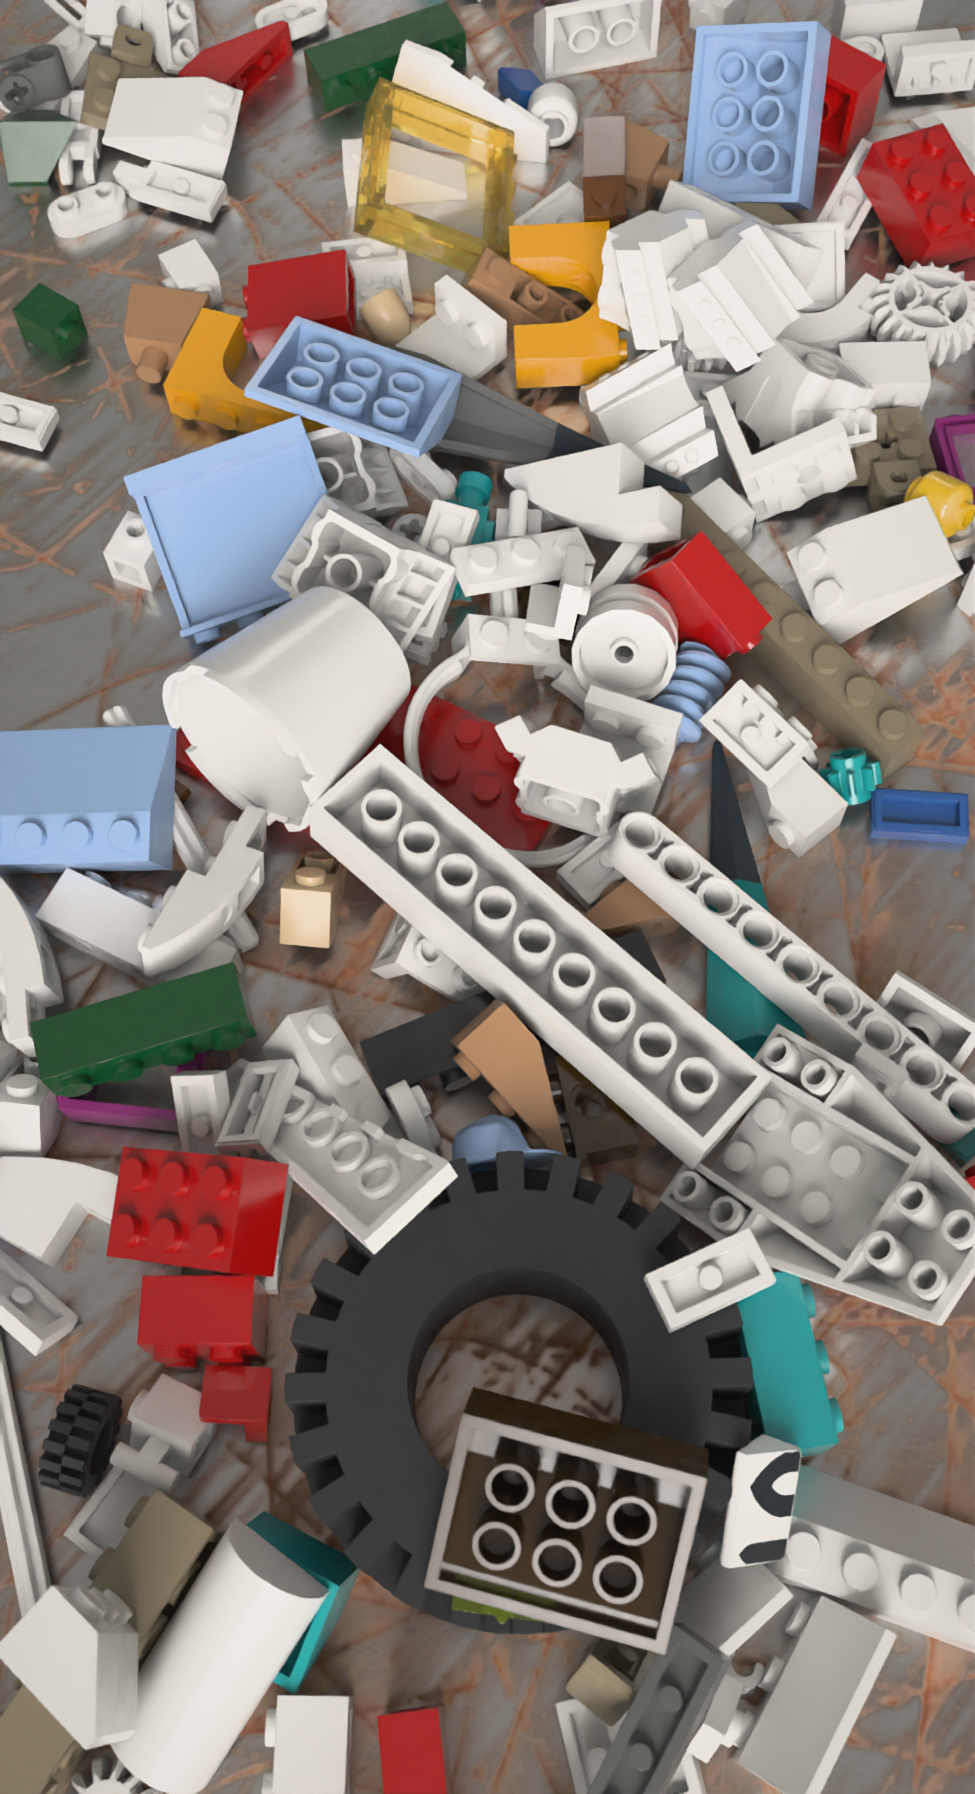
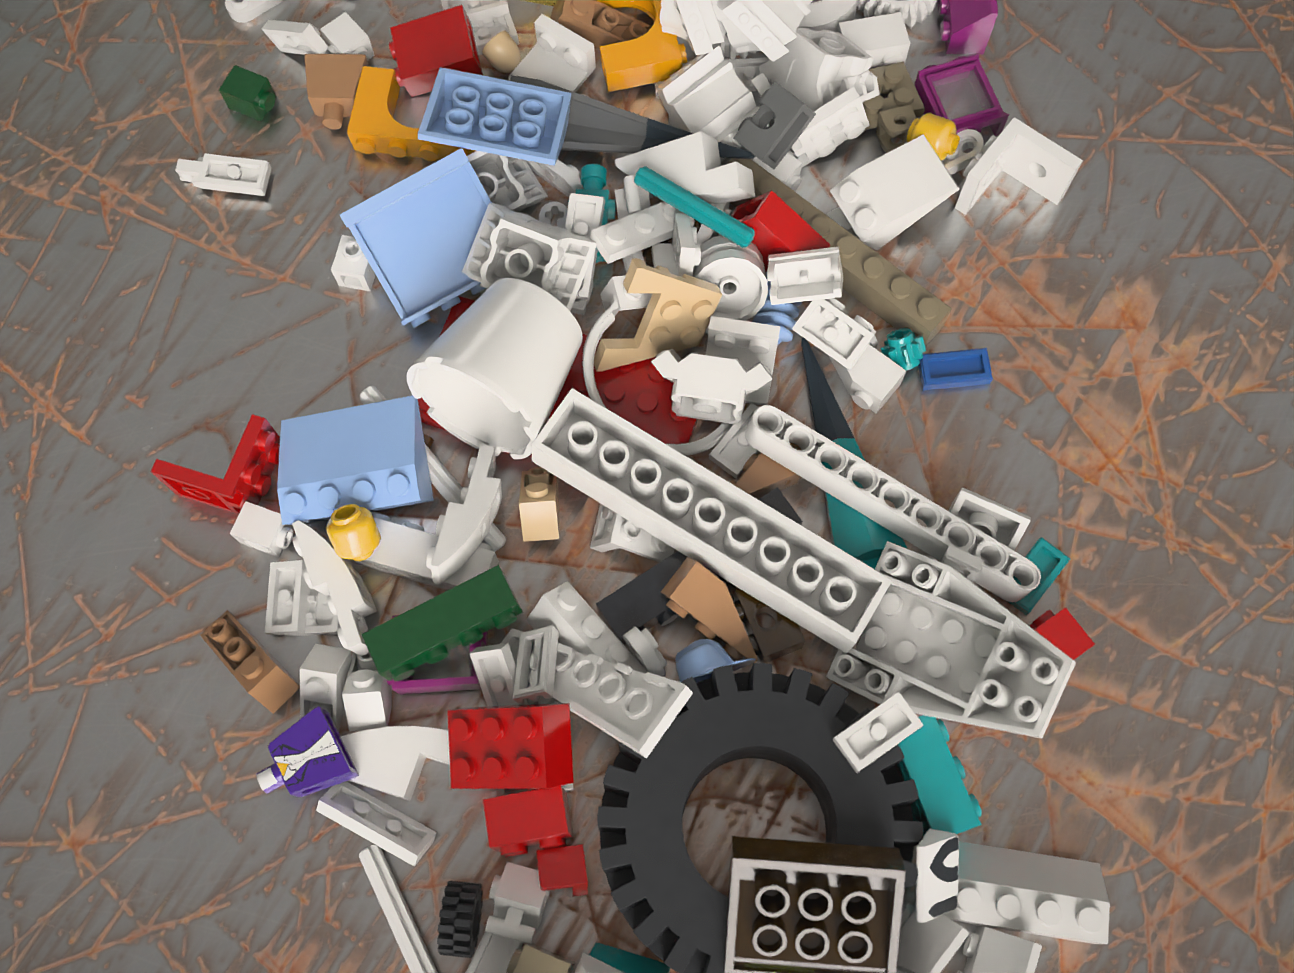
camera: 10 degrees left, 5 degrees up
(51, 888) = (353, 532): none -> yellow head
(124, 260) = (295, 37): none -> white plate
(539, 679) = (672, 320): none -> tan wing
(595, 540) = (694, 207): none -> teal axle
(721, 473) = (790, 121): none -> dark grey brick
(729, 651) = (805, 275): none -> white hinge

